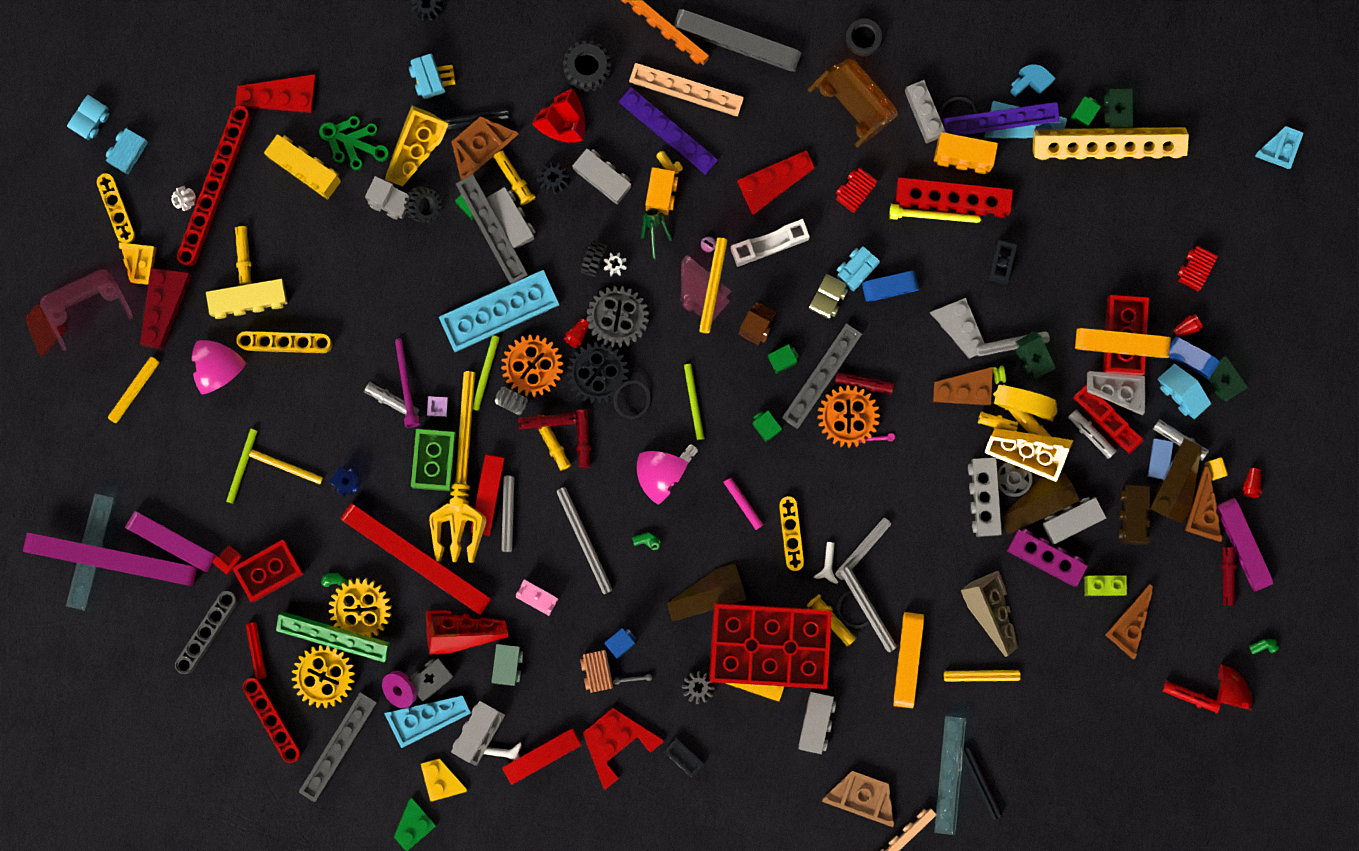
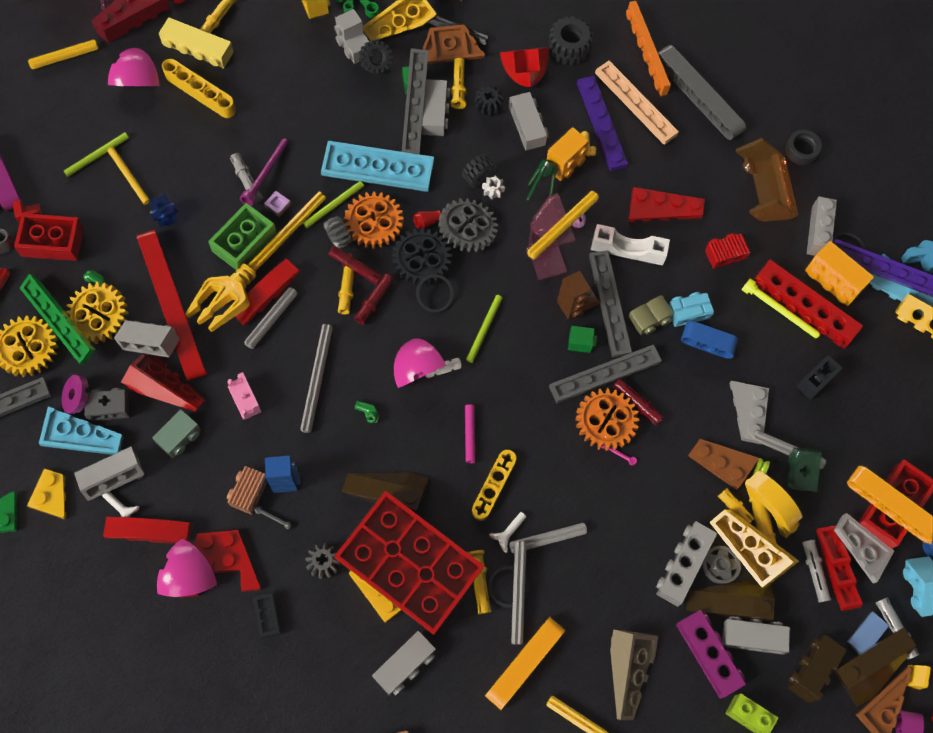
camera: 30 degrees right, 15 degrees down
(423, 603) = (147, 338): none -> light grey brick
(599, 768) = (185, 572): none -> dark pink brick
(766, 425) = (532, 382): green brick -> none
(786, 308) = (610, 304): none -> dark grey plate

